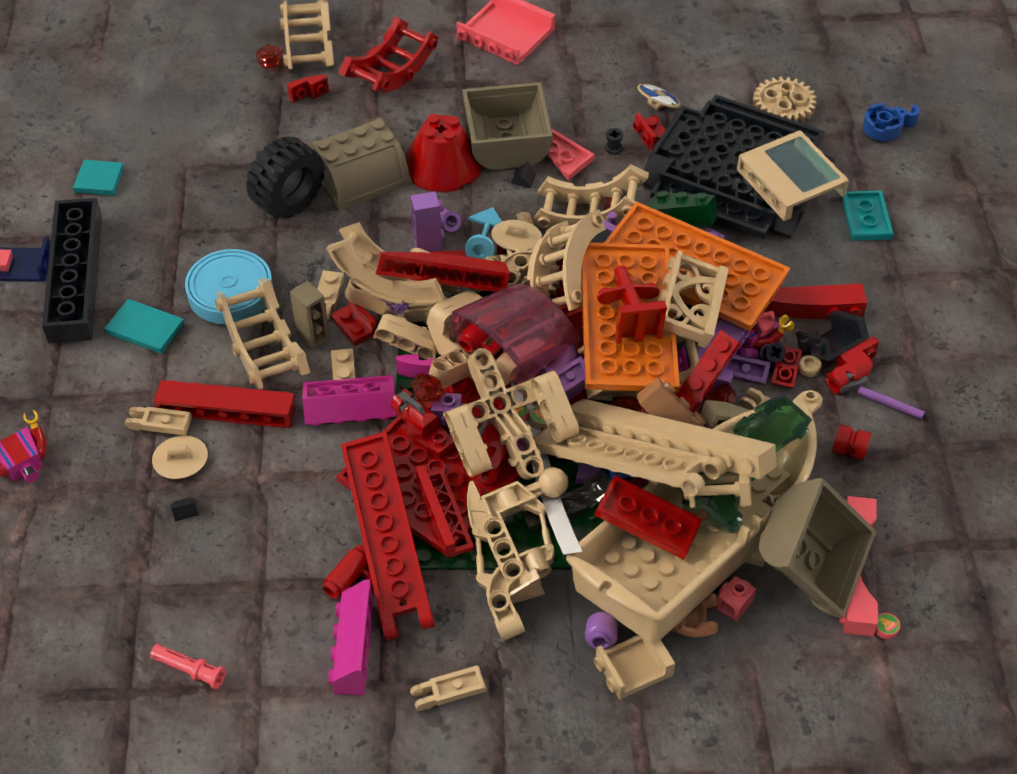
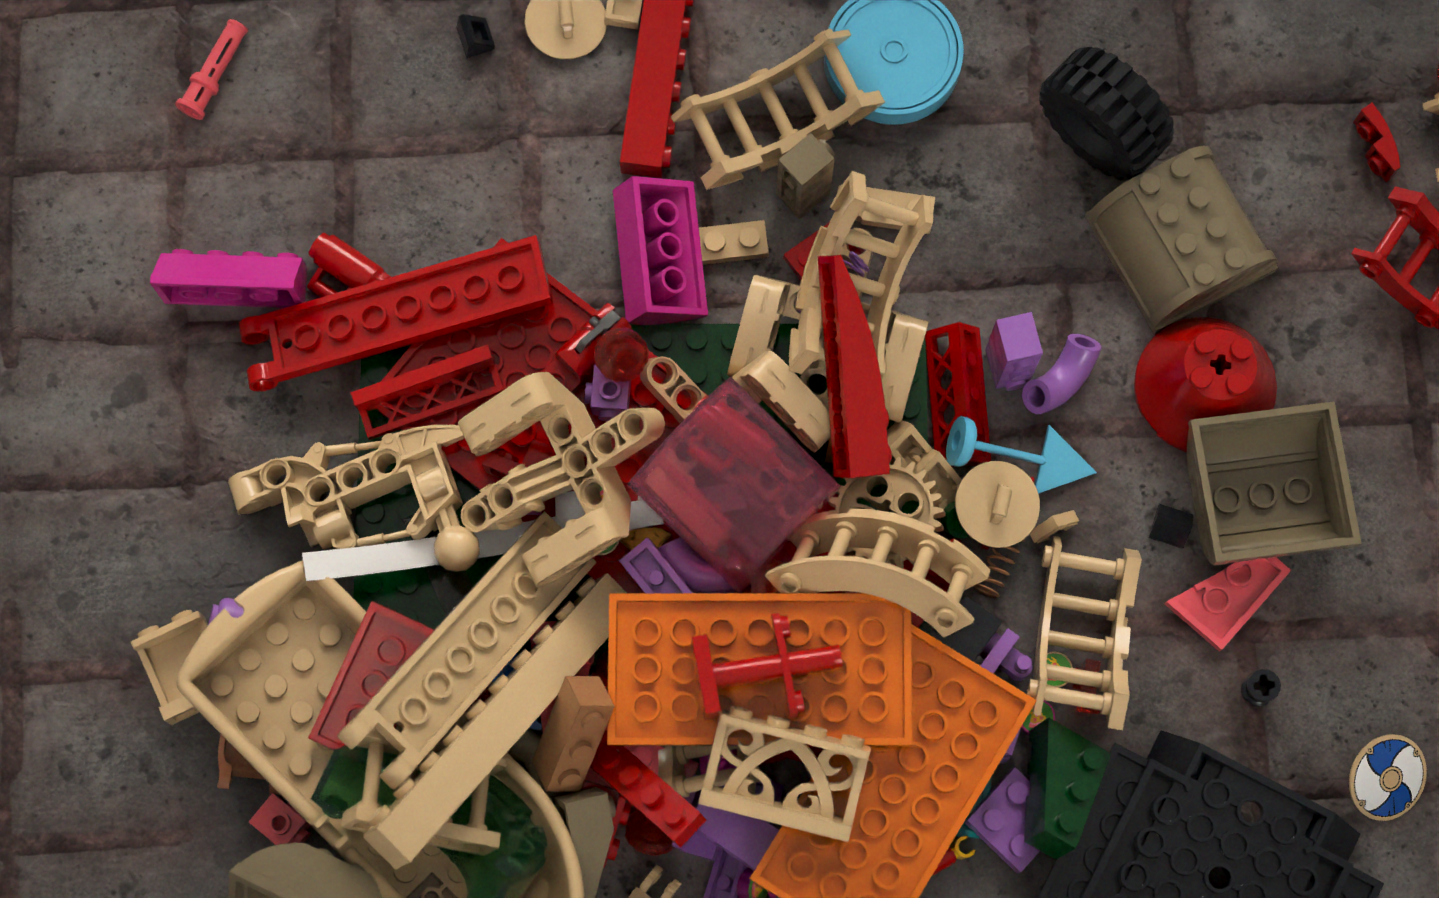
camera: 90 degrees right, 25 degrees up
(410, 365) = (717, 342): dark pink slope -> none
(449, 688) = (160, 416): tan hinge -> none
(649, 129) = (1296, 761): red bracket -> none

